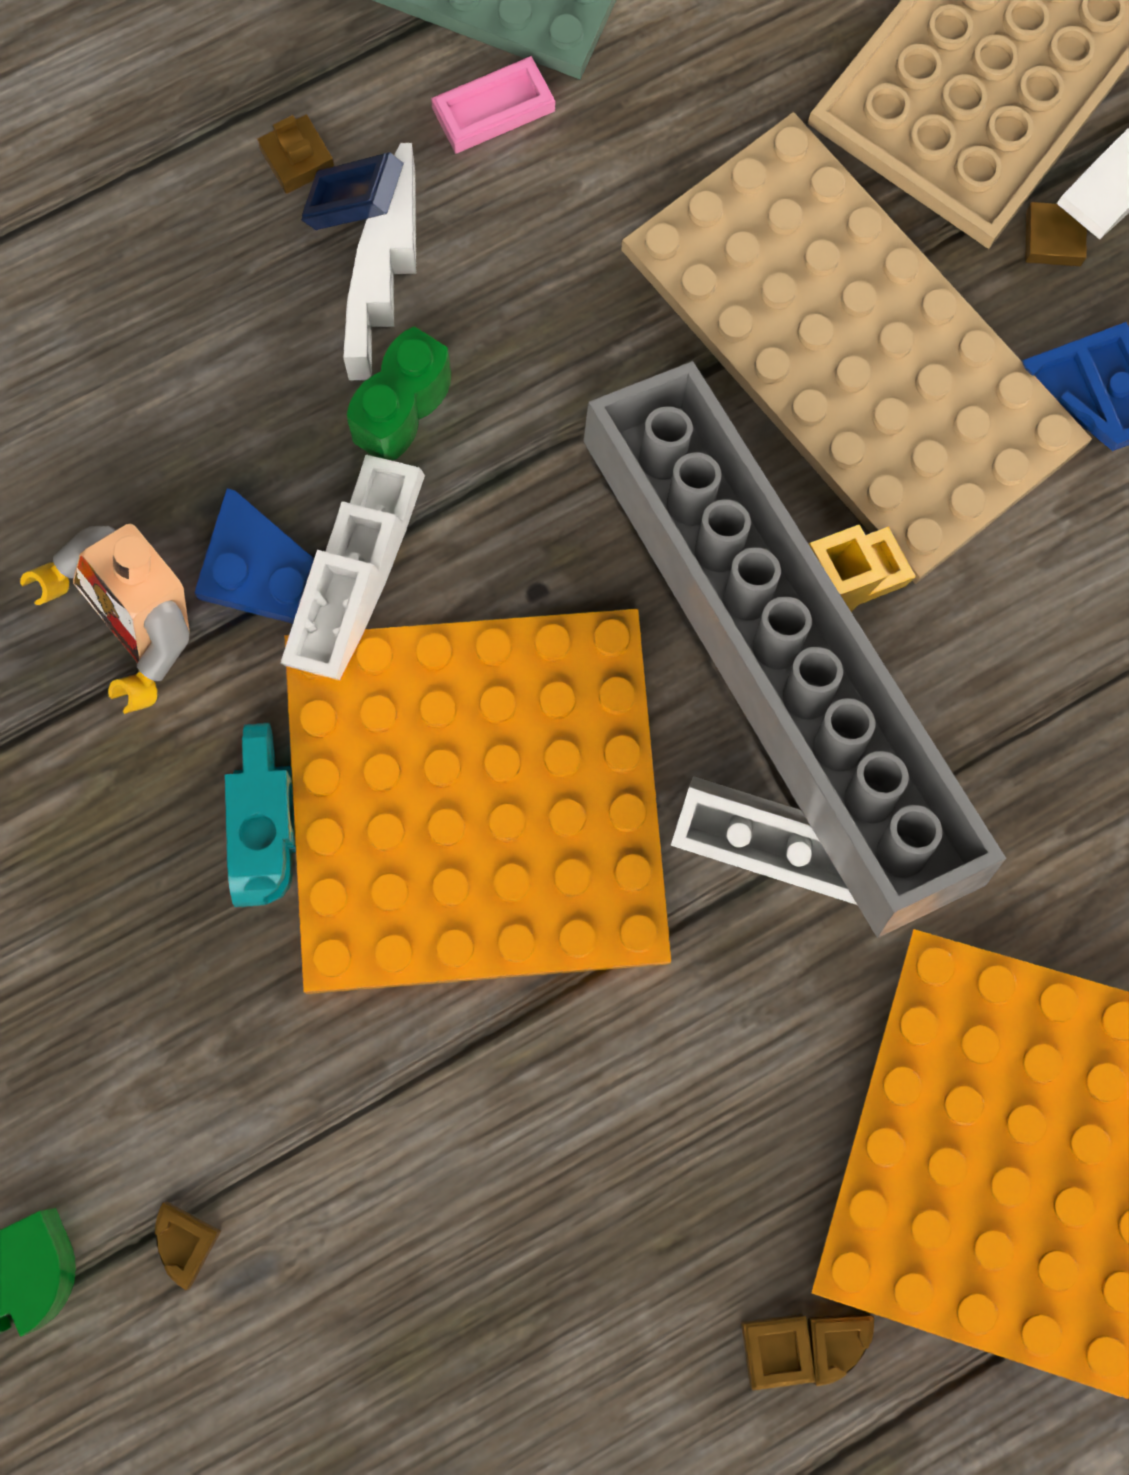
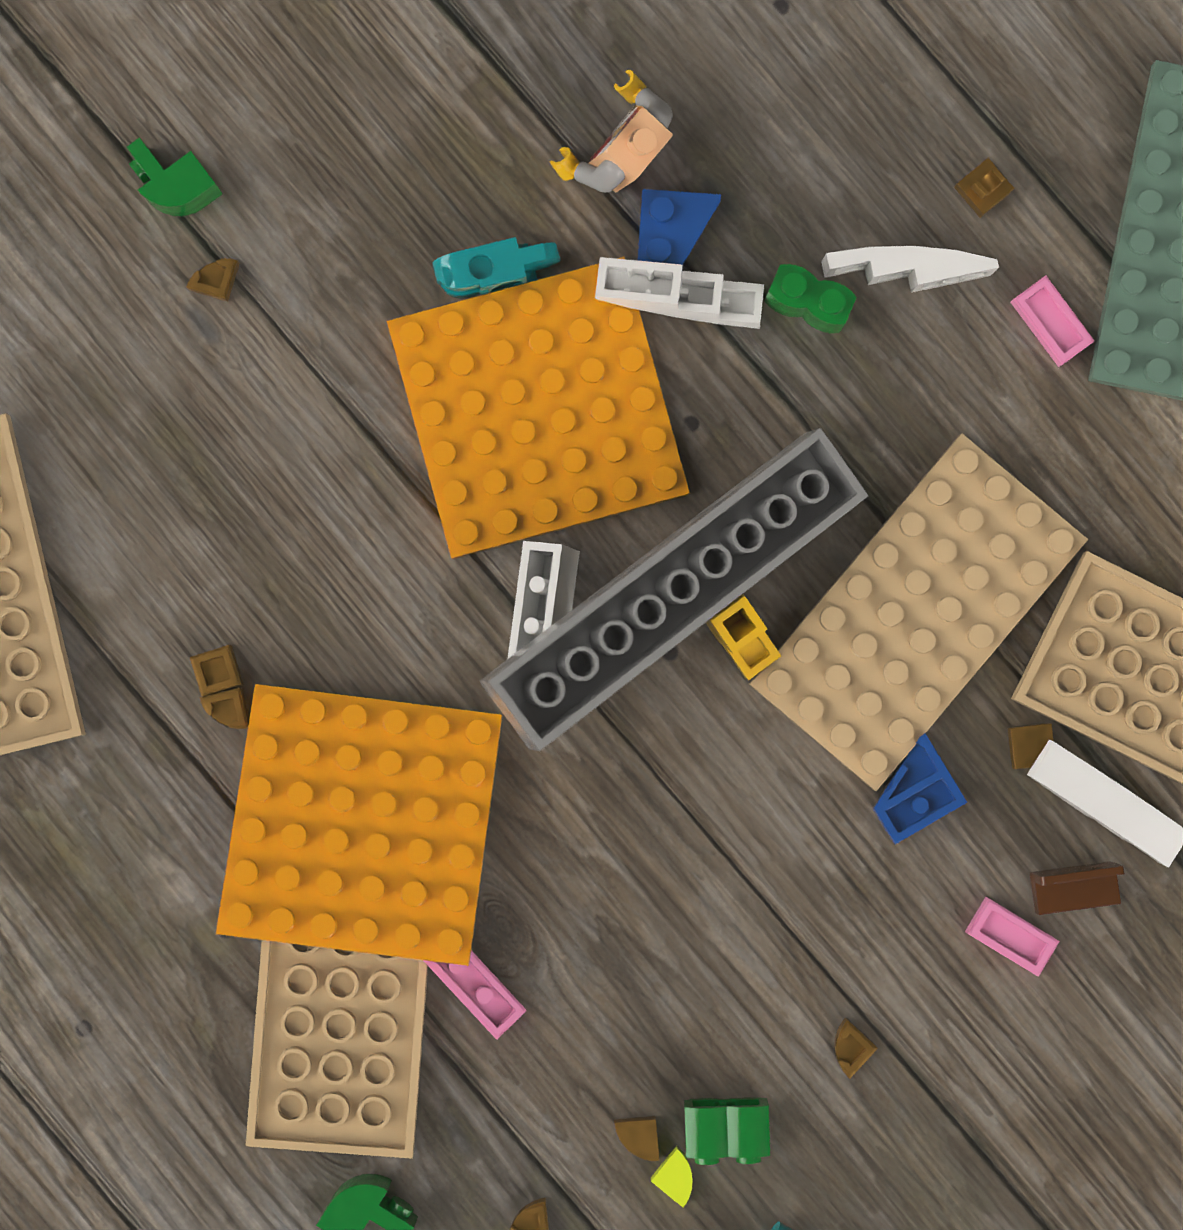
camera: 80 degrees right, 10 degrees up
(352, 191) = (954, 233): dark blue tile -> none

